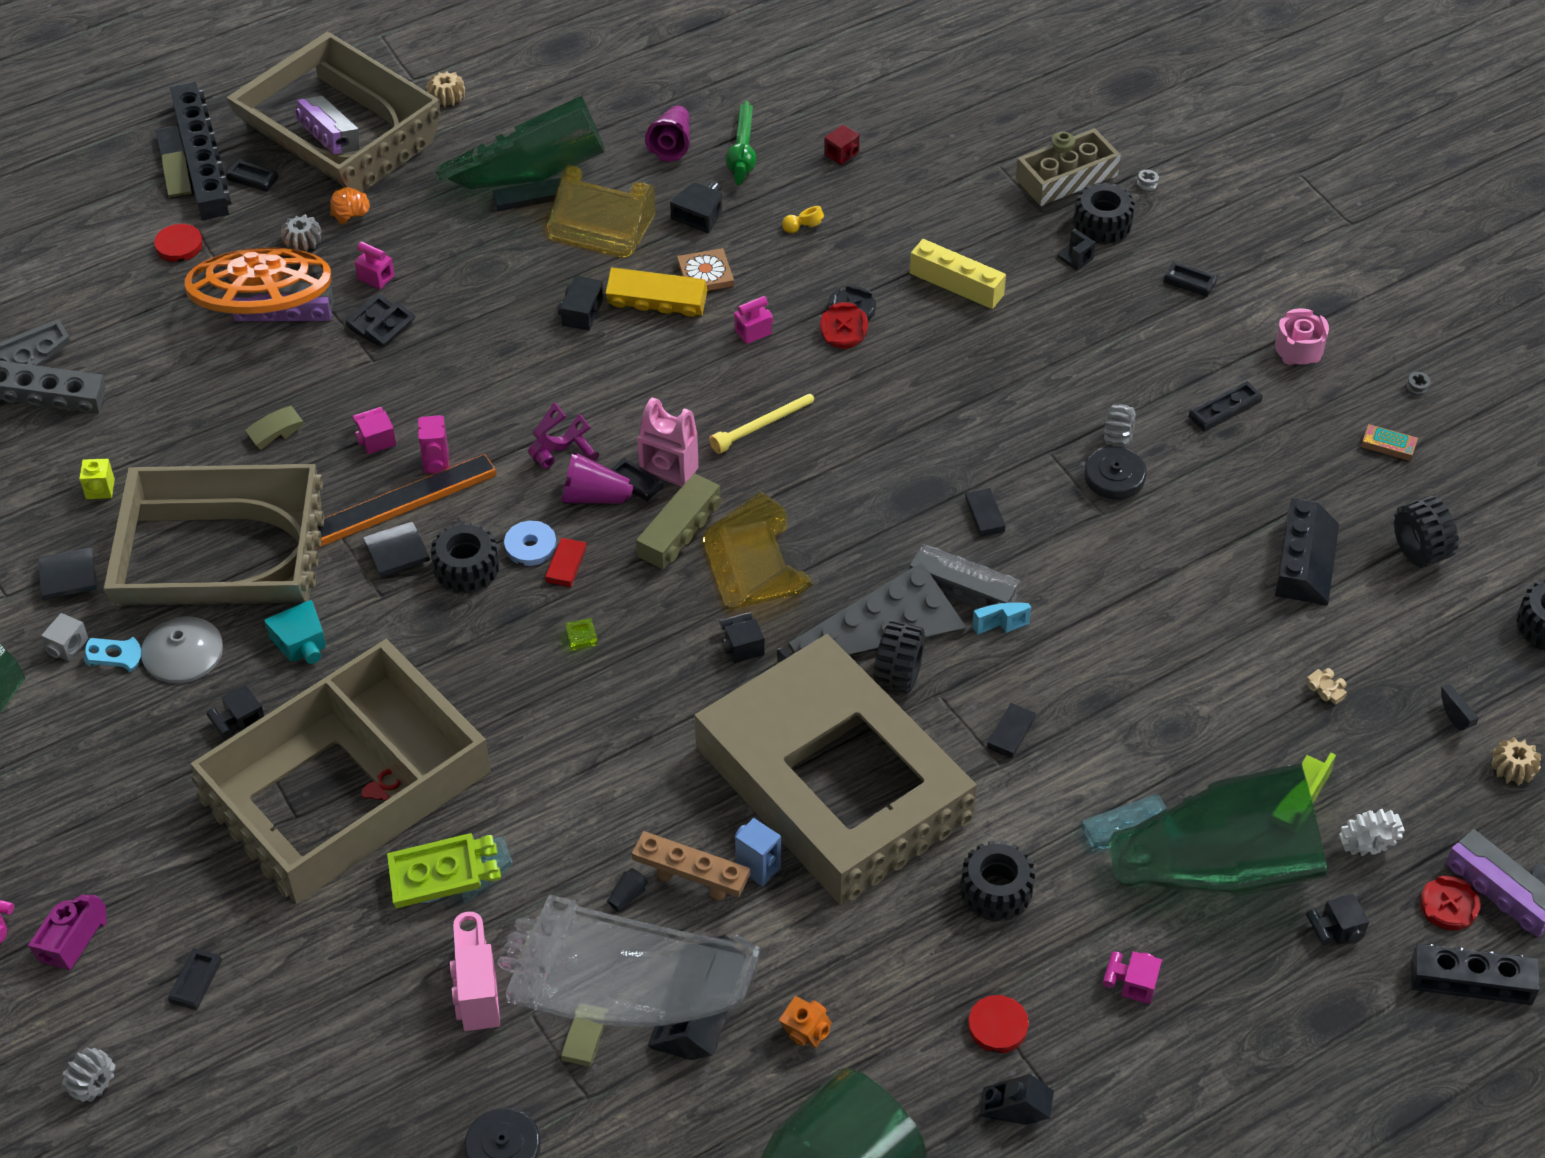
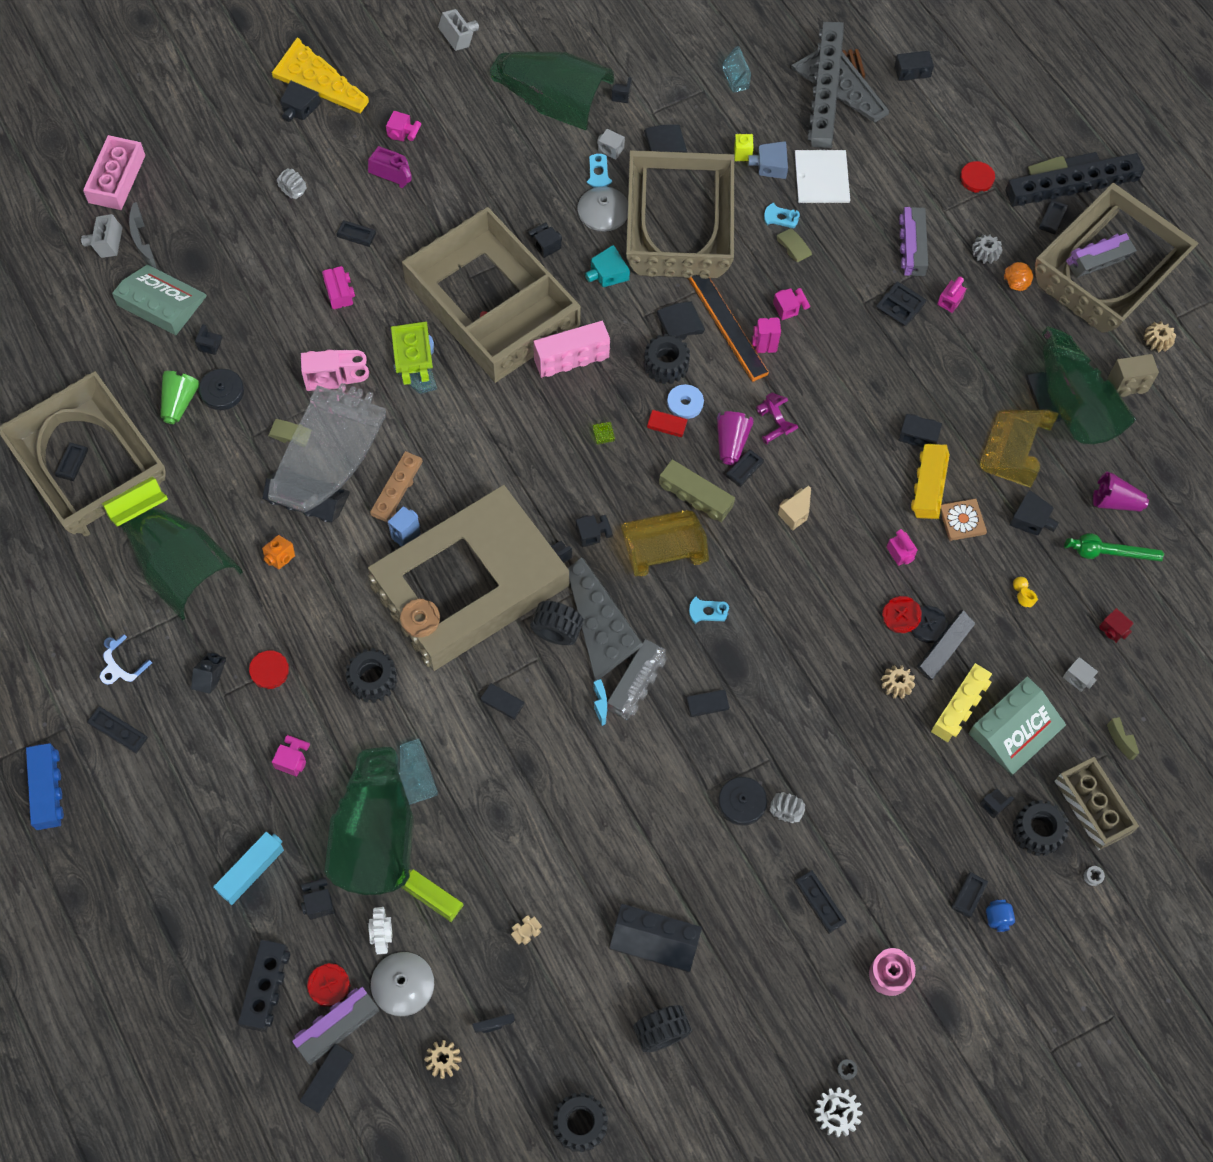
camera: 90 degrees right, 15 degrees up
(124, 447) = (771, 160): none -> sand blue torso
(154, 400) = (822, 176): none -> white piece
(223, 431) = (772, 211): none -> medium azure piece
(254, 272) = (930, 227): orange dish -> none
(308, 989) = (337, 287): none -> dark pink brick
(448, 659) = (571, 349): none -> bright pink brick
(507, 103) = (1133, 374): none -> dark tan brick
(627, 889) = (390, 455): black cone -> none
(668, 444) = (760, 480): bright pink brick -> none
(706, 416) = (796, 510): none -> tan slope
(721, 441) = (779, 524): light yellow piece -> none
(852, 502) = (697, 614): none -> medium azure piece
(881, 288) = (946, 645): none -> tile
(907, 176) = (1081, 675): none -> light grey brick
(920, 812) = (422, 628): none -> medium nougat tile
(936, 329) = (900, 688): none -> tan gear
(975, 231) = (1018, 726): none -> sand green slope
(983, 148) = (1125, 743): none -> olive slope
(1063, 142) = (1109, 797): olive plate -> none
(1211, 251) = (1000, 915): none -> blue head
(1312, 1010) = (249, 867): none -> medium azure brick
(1389, 442) = (778, 1030): nougat tile -> none
(1426, 830) = (406, 997): none -> light grey dish
(1470, 387) = (841, 1120): none -> white gear

